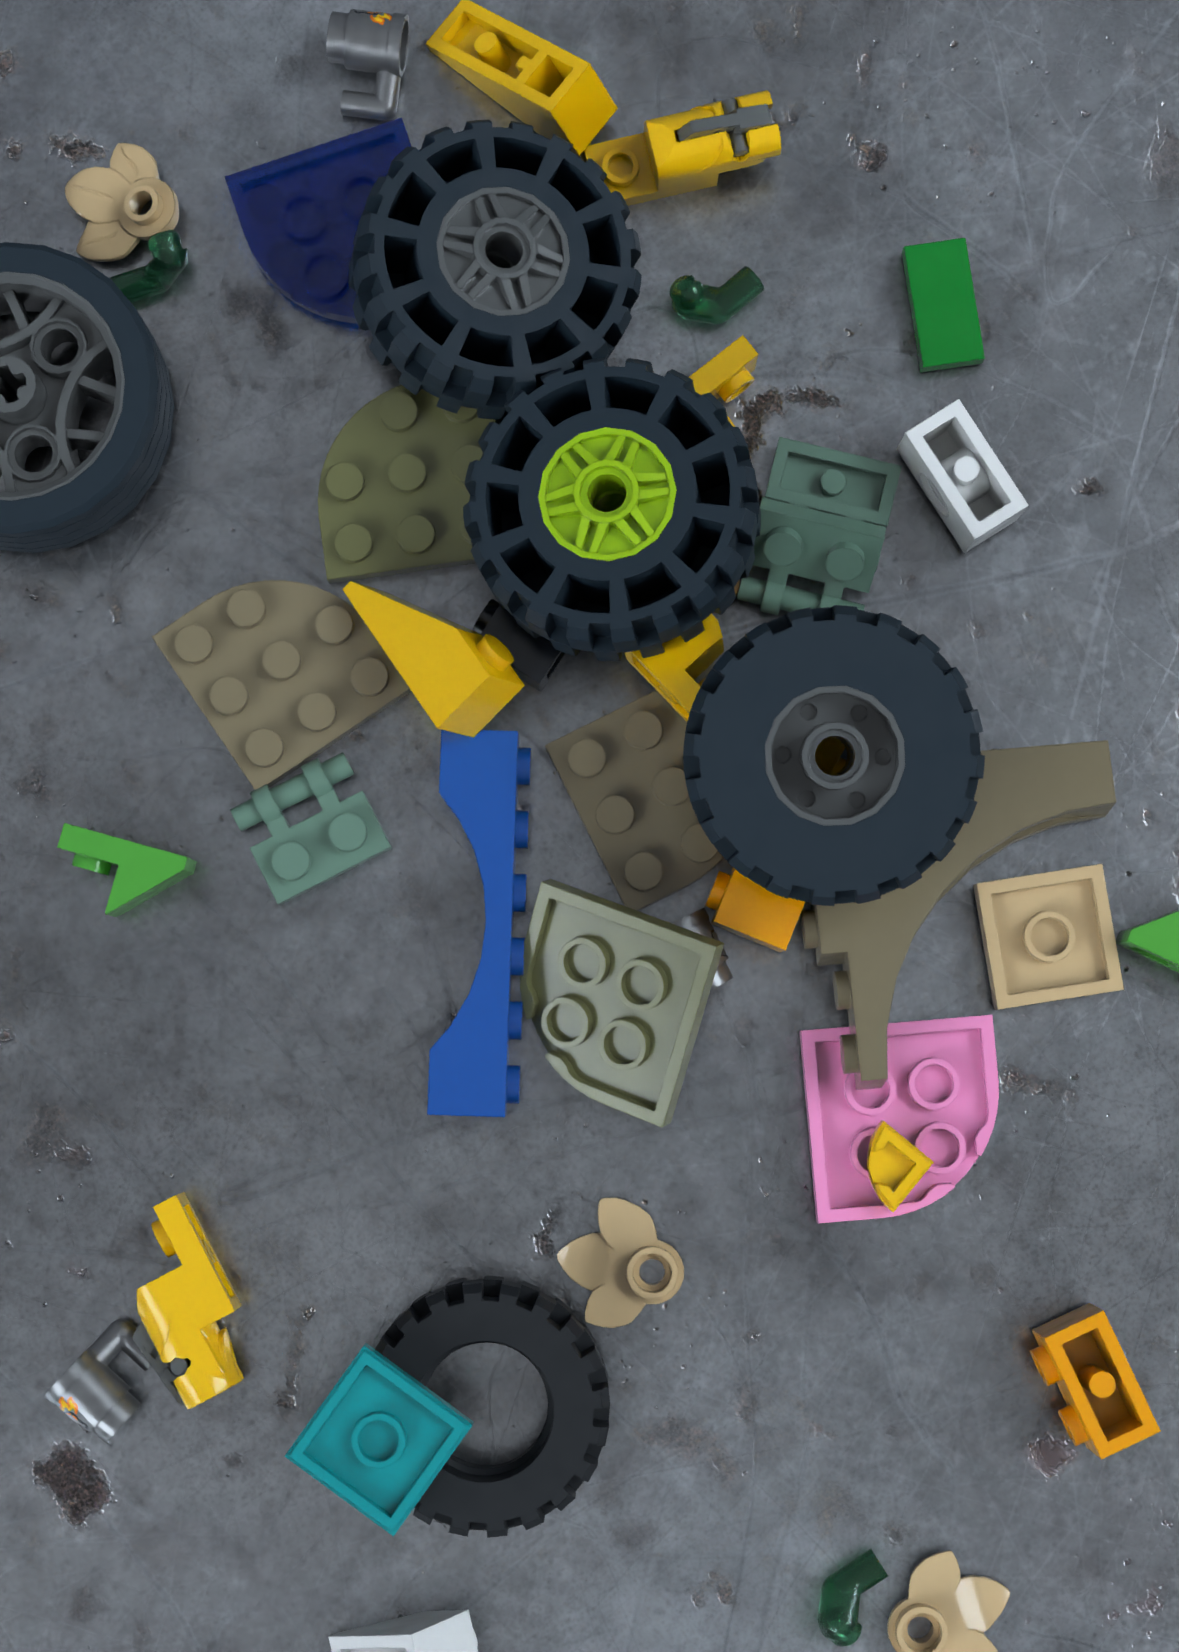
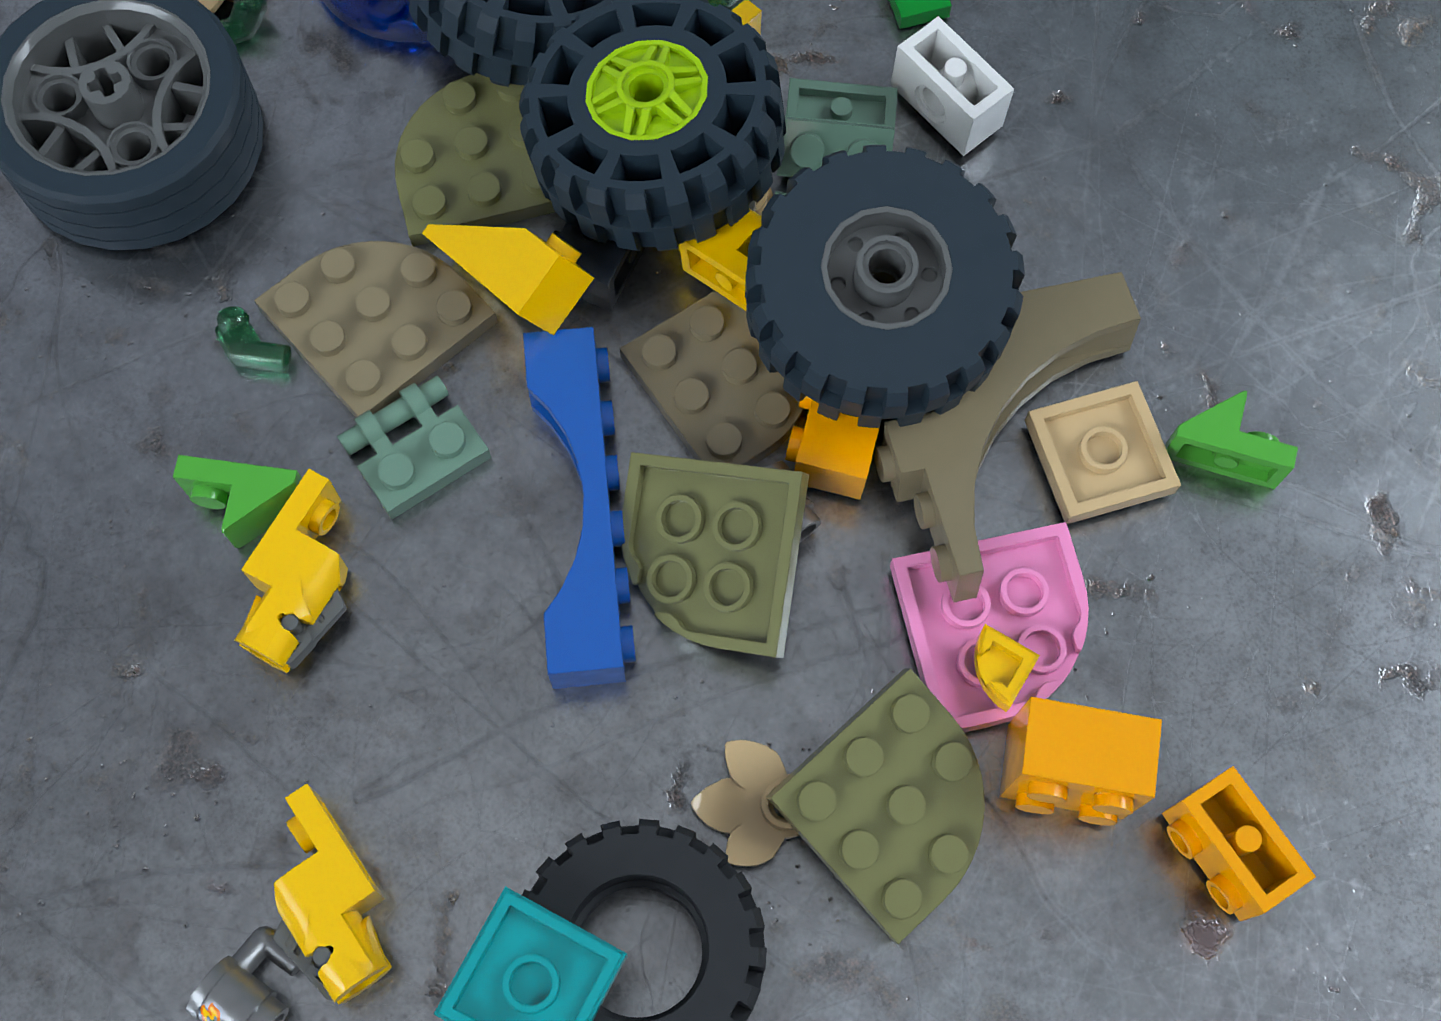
camera: 10 degrees left, 15 degrees down
(137, 687) = (244, 346): none -> clear green arm
(180, 969) = (297, 576): none -> yellow plate
(756, 1289) = (891, 804): none -> olive plate
(953, 1278) = (1080, 760): none -> light orange piece

